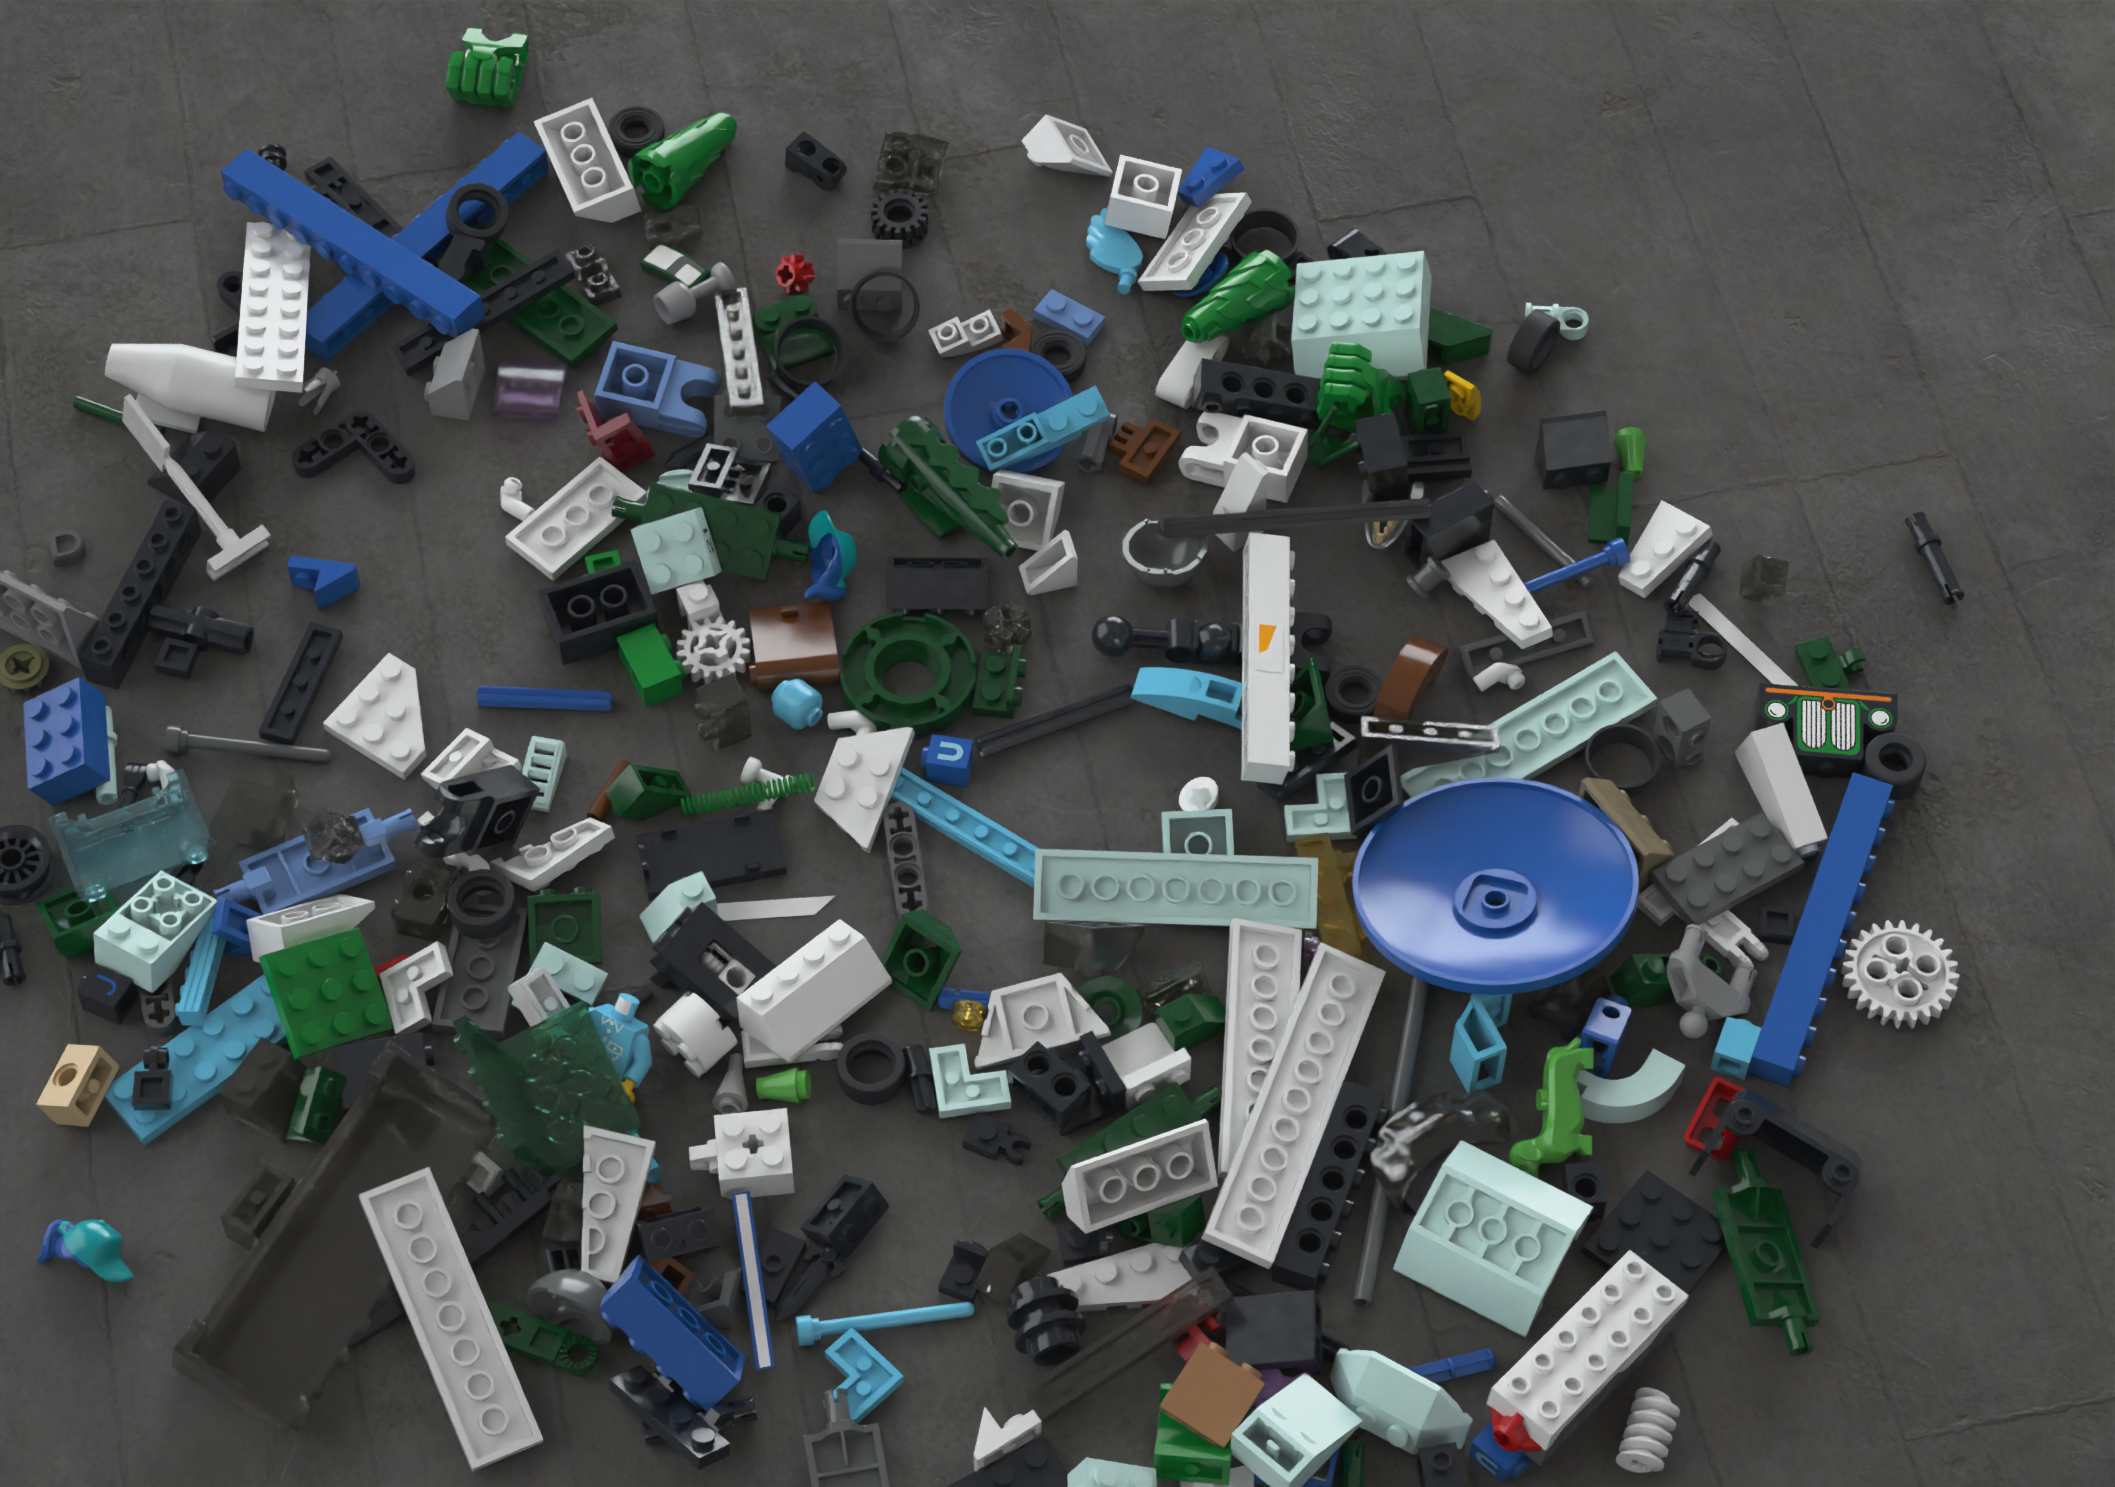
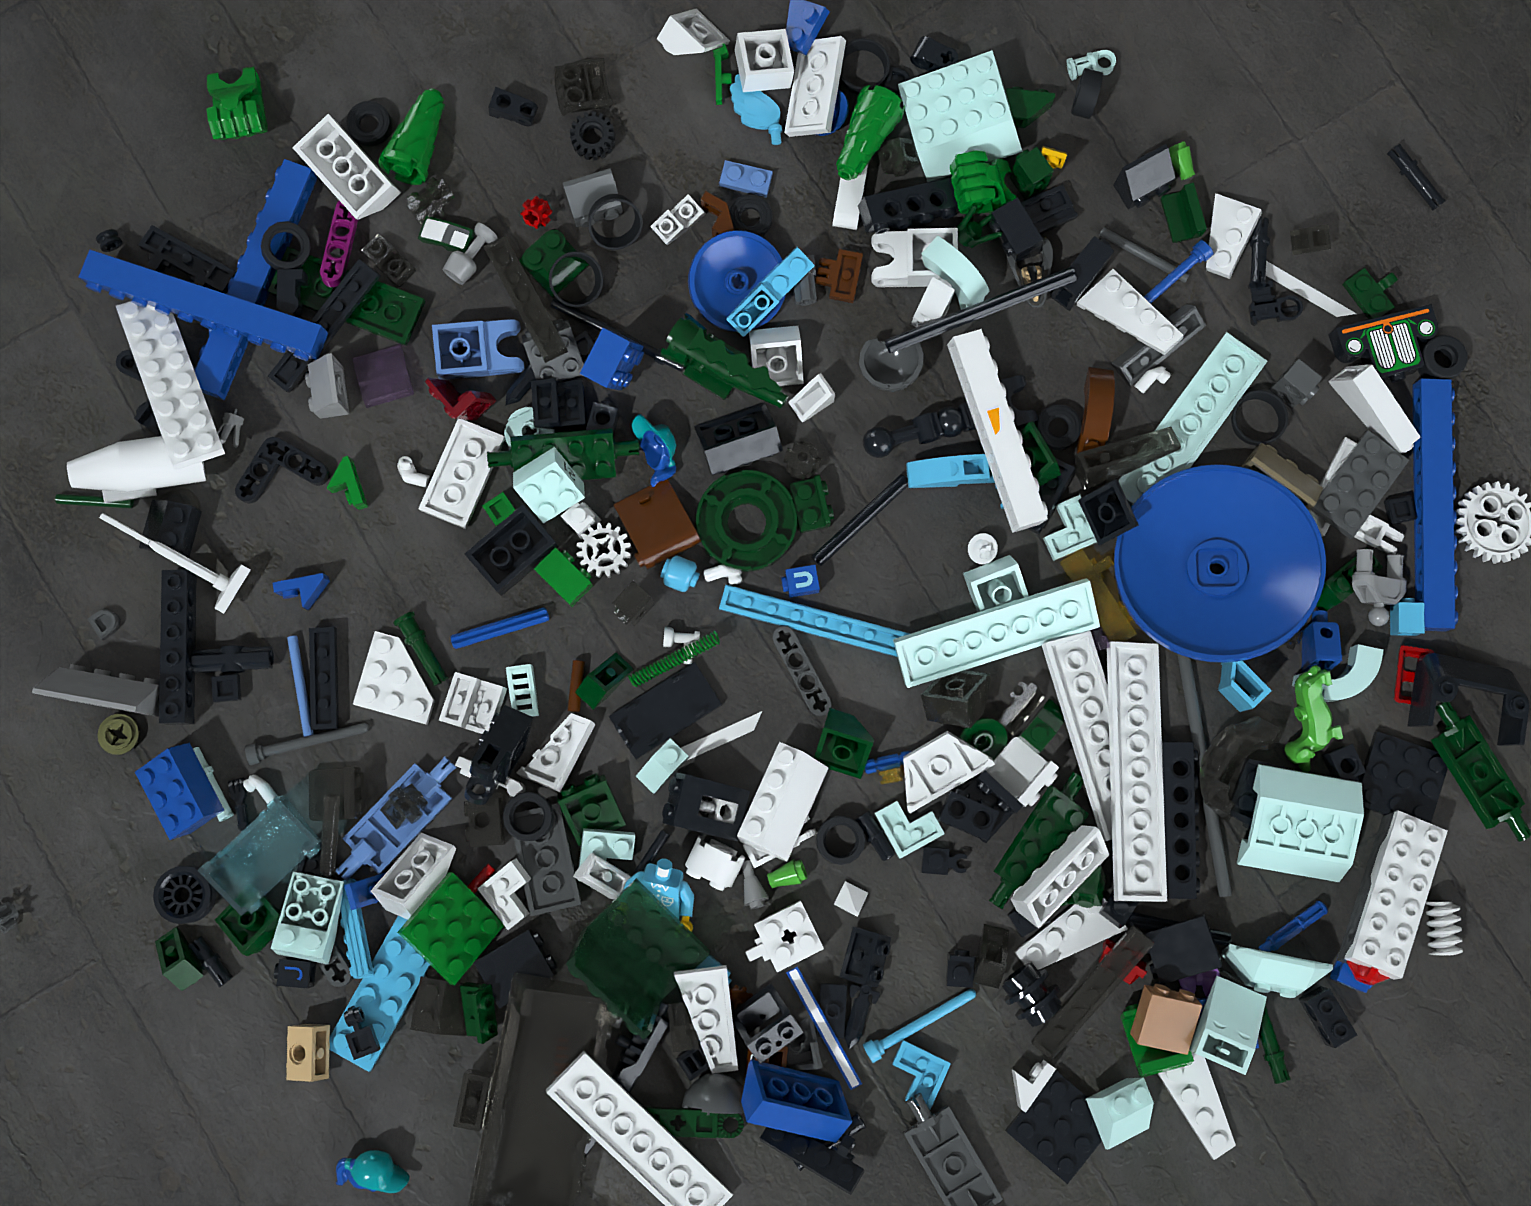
camera: 20 degrees left, 25 degrees up
(269, 682) = (300, 685): none -> medium blue bar
(432, 483) = (347, 477): none -> green slope
(435, 675) = (416, 638): none -> dark green pin
(538, 233) = (335, 241): none -> magenta beam
(856, 1145) = (851, 898): none -> white slope
(862, 781) = (748, 620): white wing -> none
(1083, 205) = (721, 78): none -> green piece
(1286, 470) = (957, 270): none -> light aqua arch
(1428, 576) = (1078, 316): dark grey bush -> none

